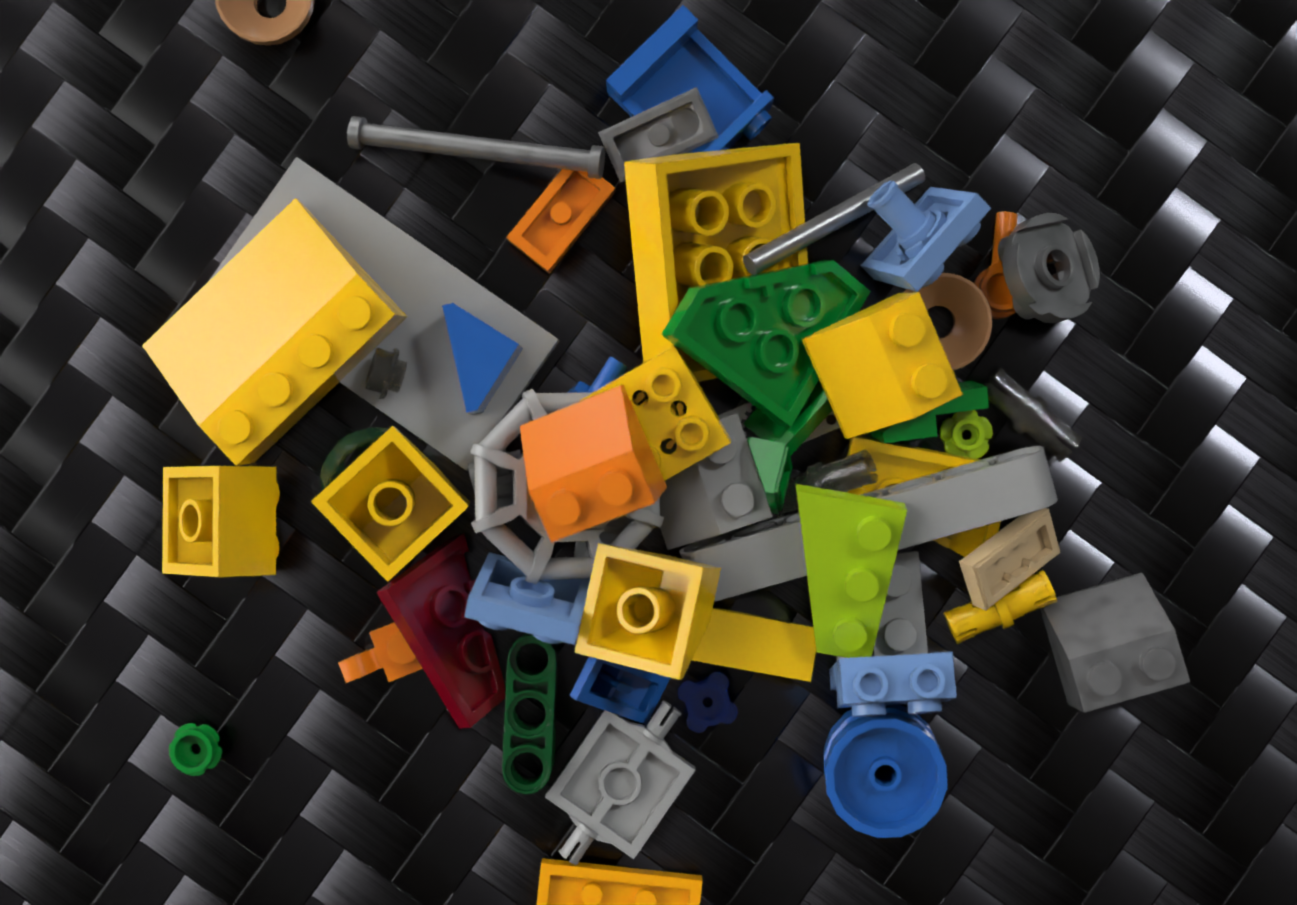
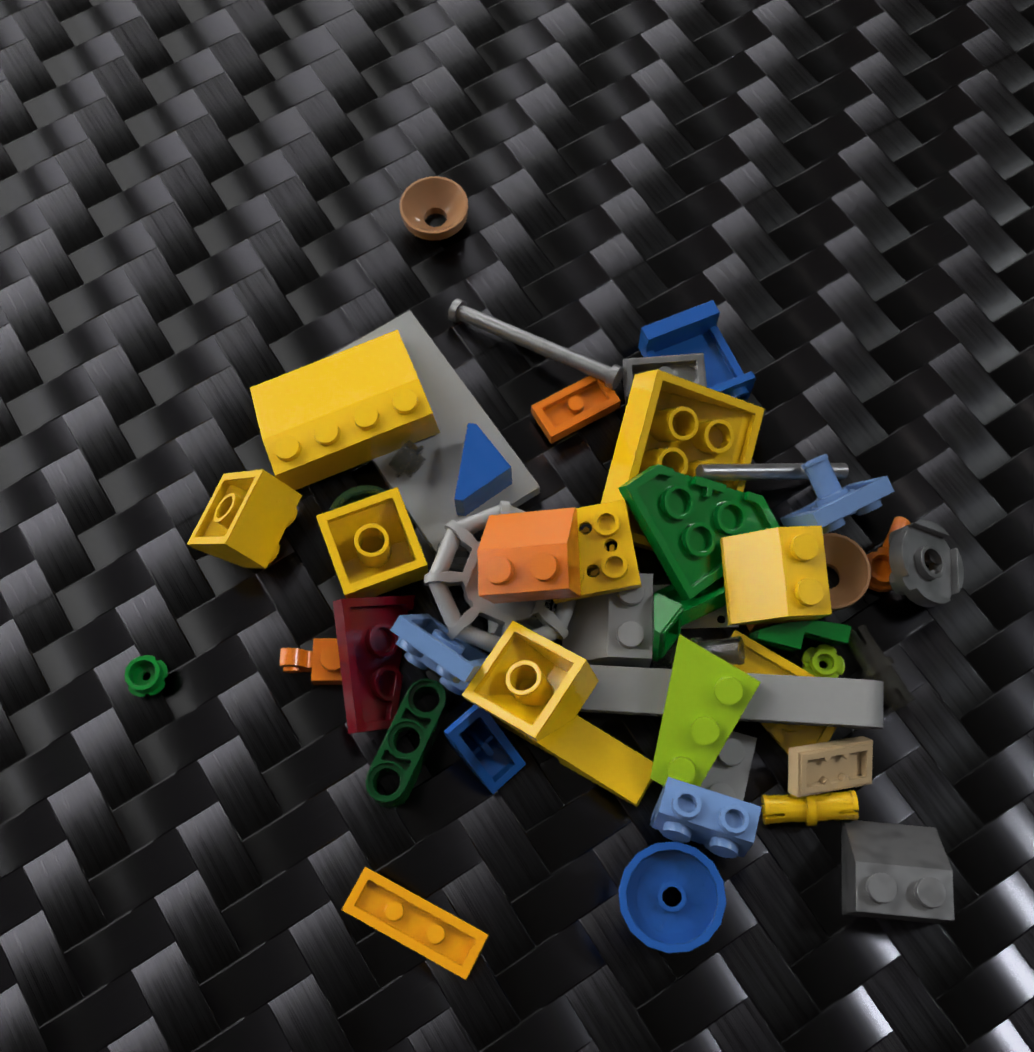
camera: 20 degrees right, 20 degrees down
(620, 782) = (454, 828): light grey plate -> none
(720, 711) = (540, 782): clear blue plate -> none

